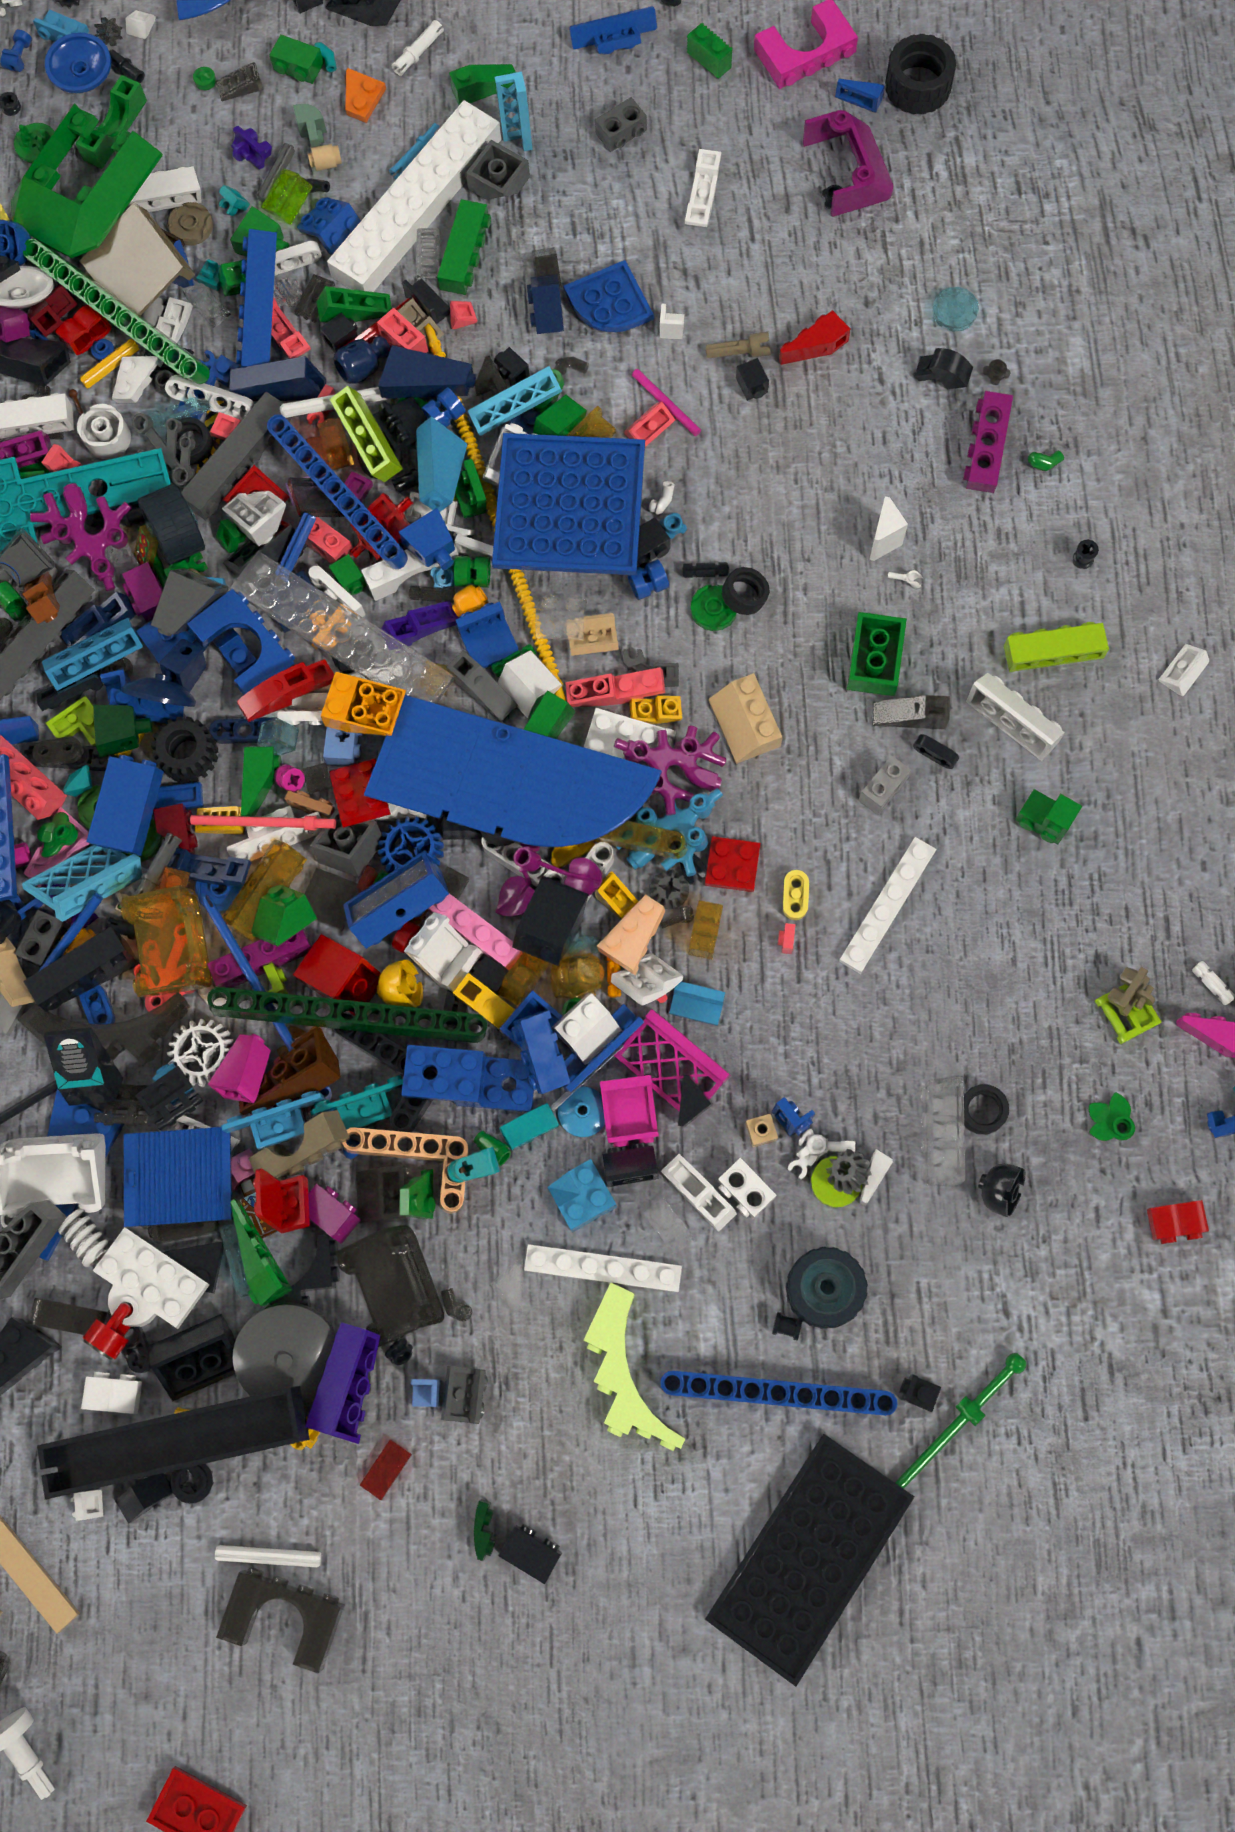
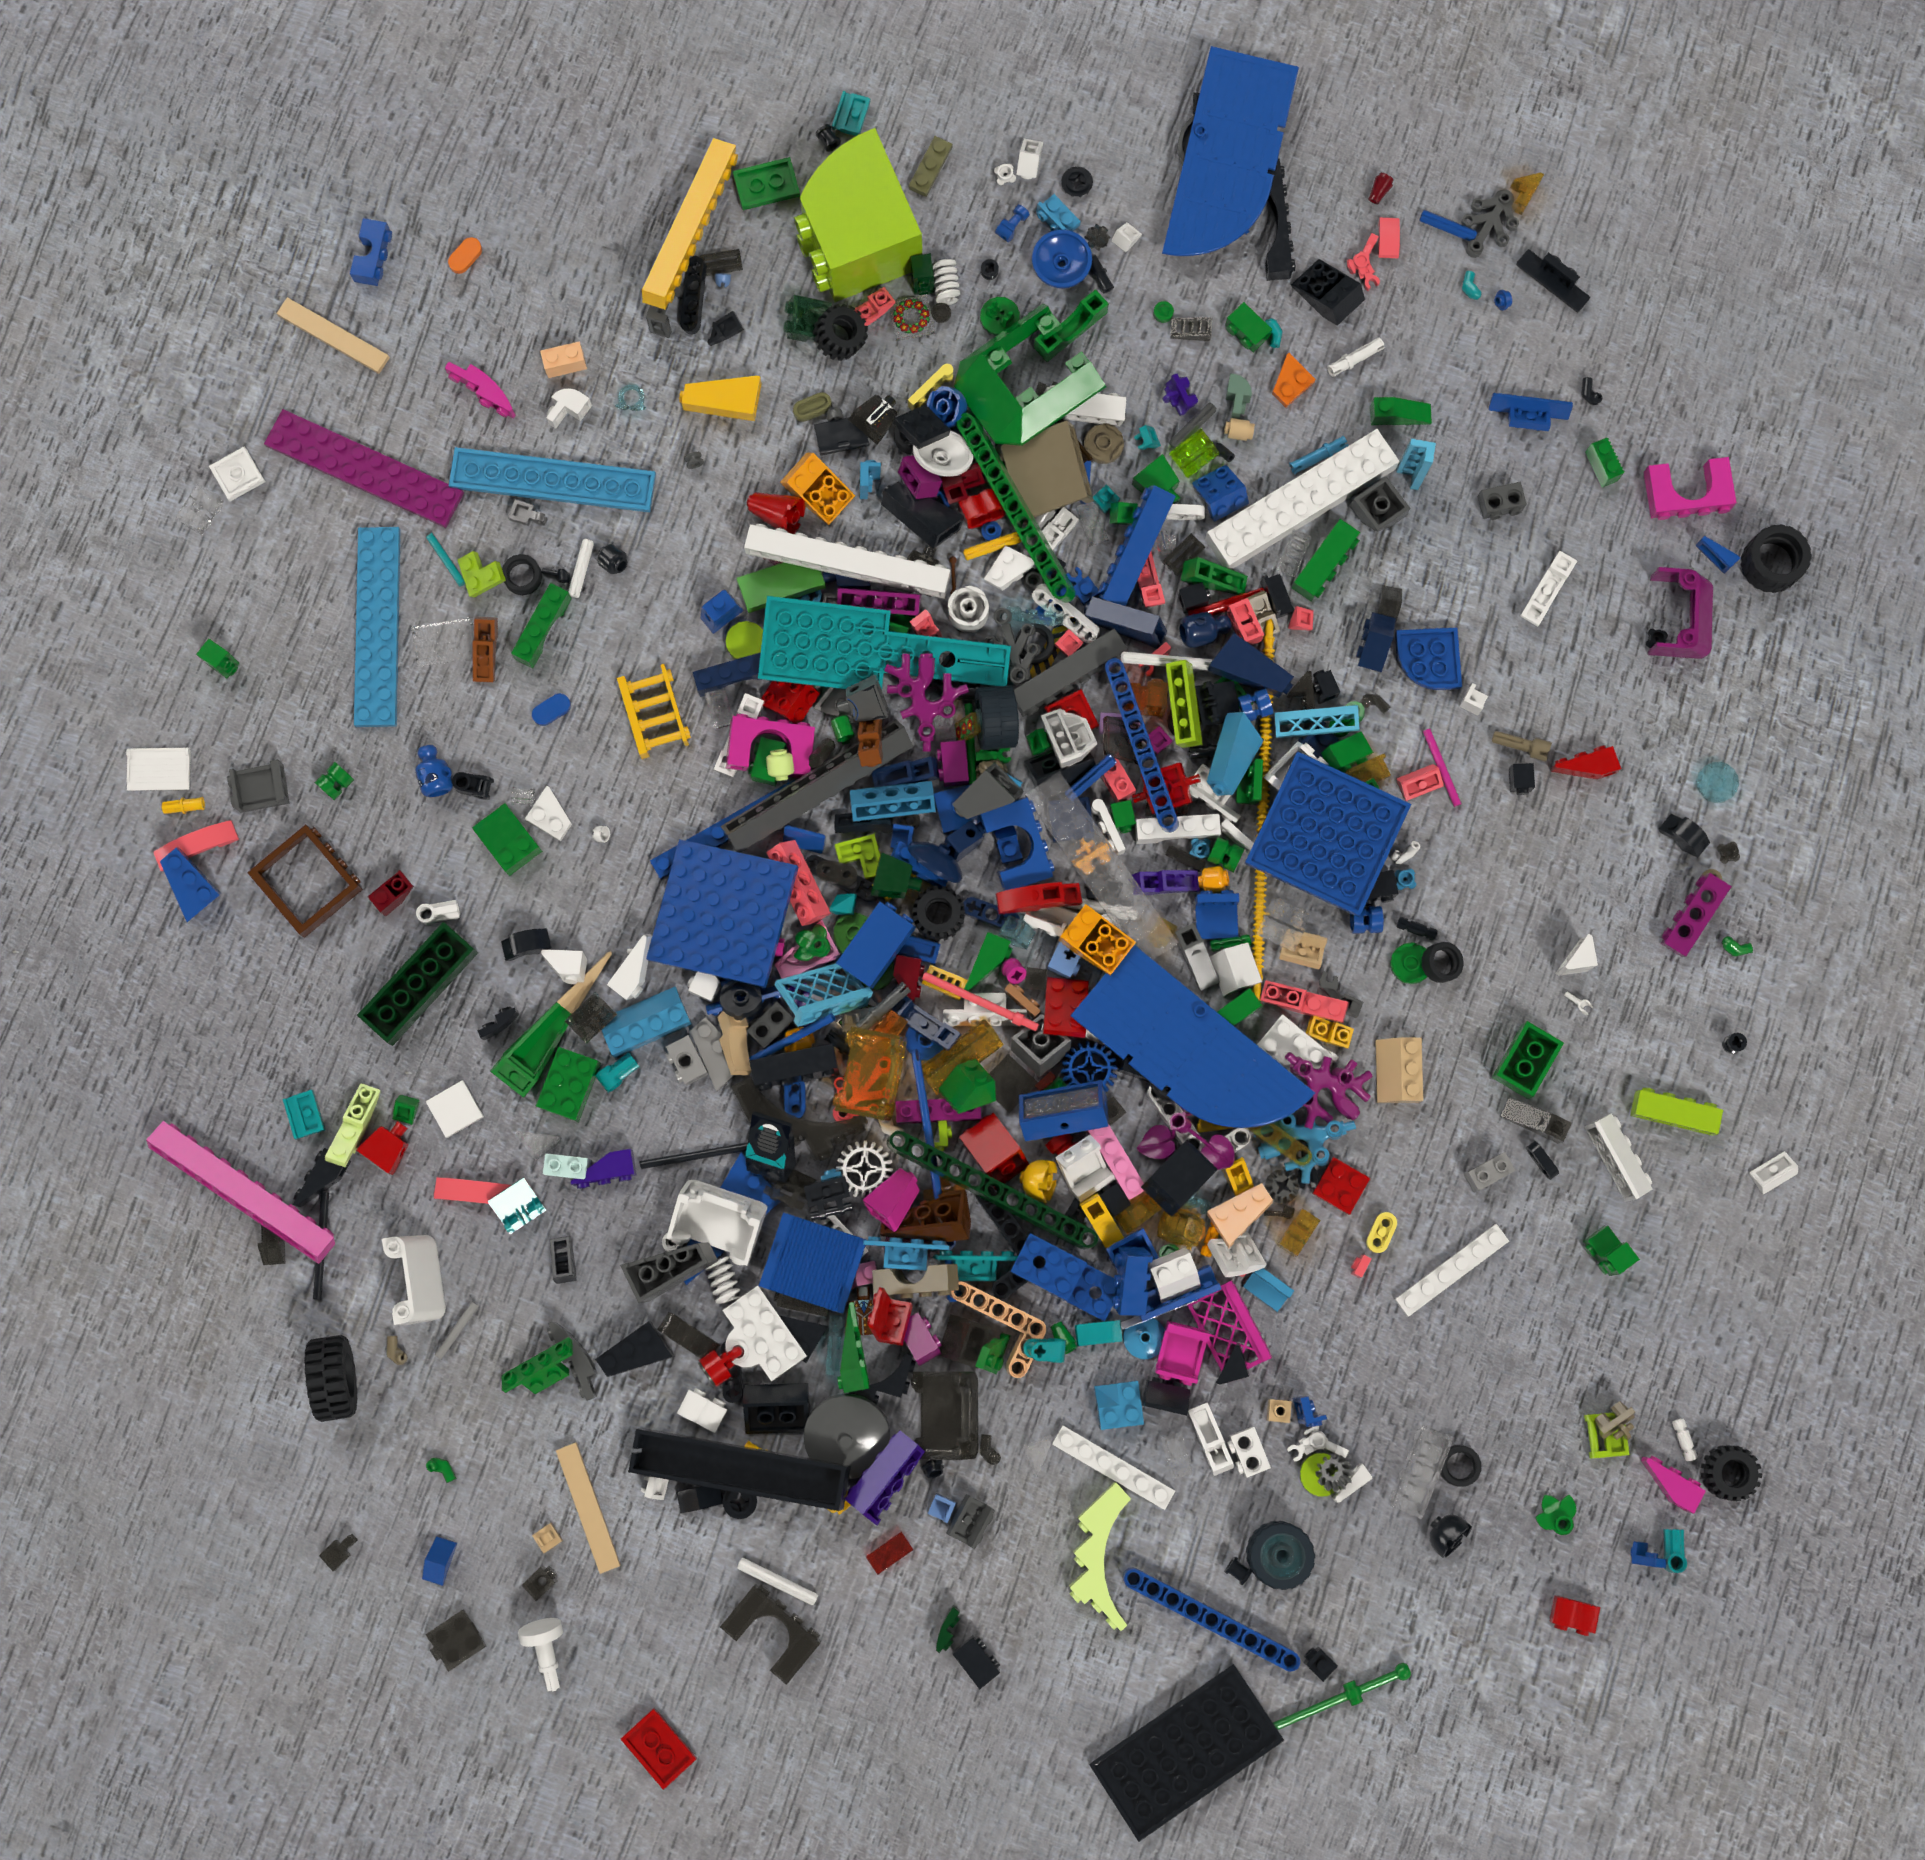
camera: 15 degrees right, 5 degrees up
(429, 540) = (1202, 820): blue torso -> none

